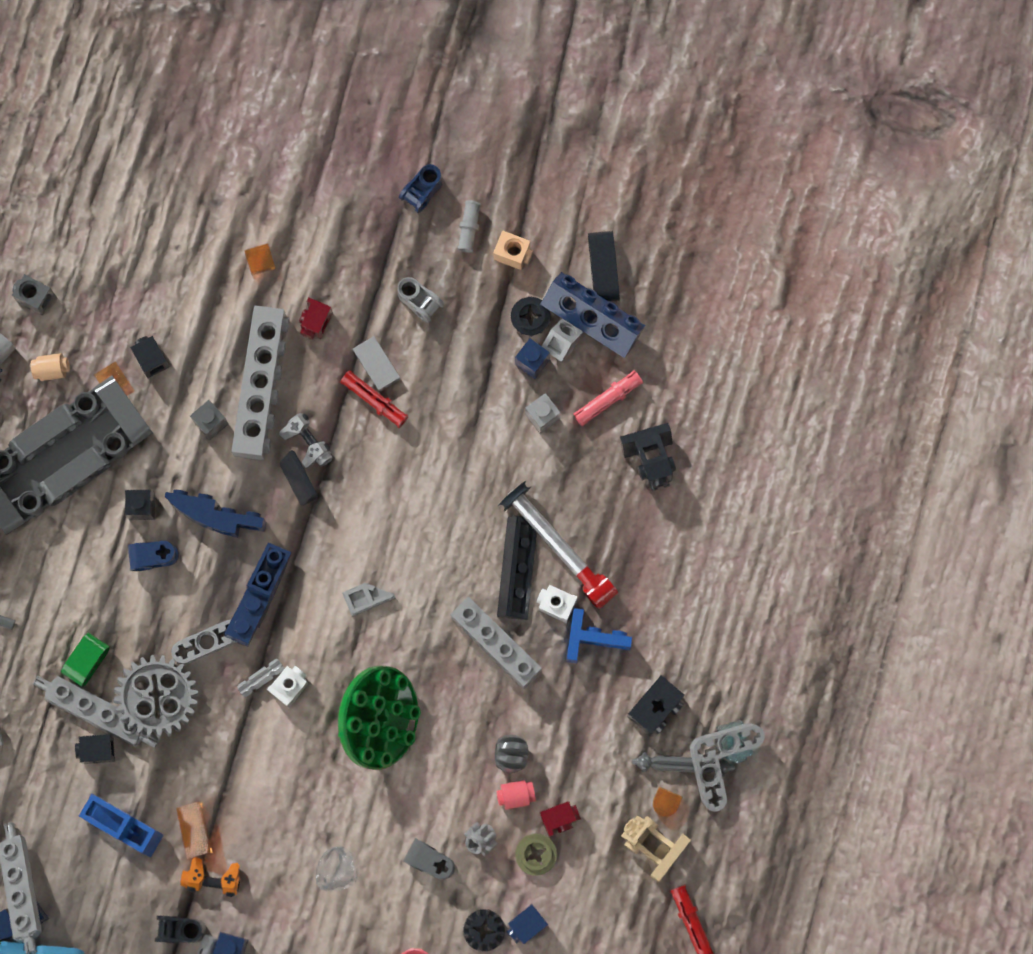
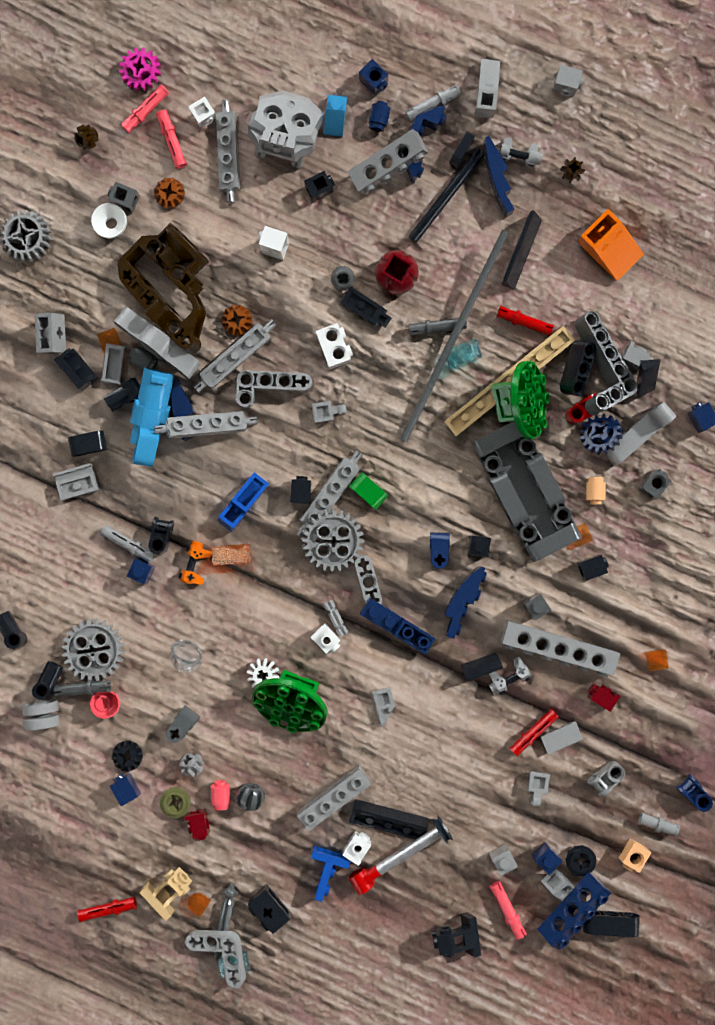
camera: 95 degrees right, 10 degrees up
(337, 761) = (266, 668): none -> white gear
(439, 384) = (538, 784): none -> light grey plate

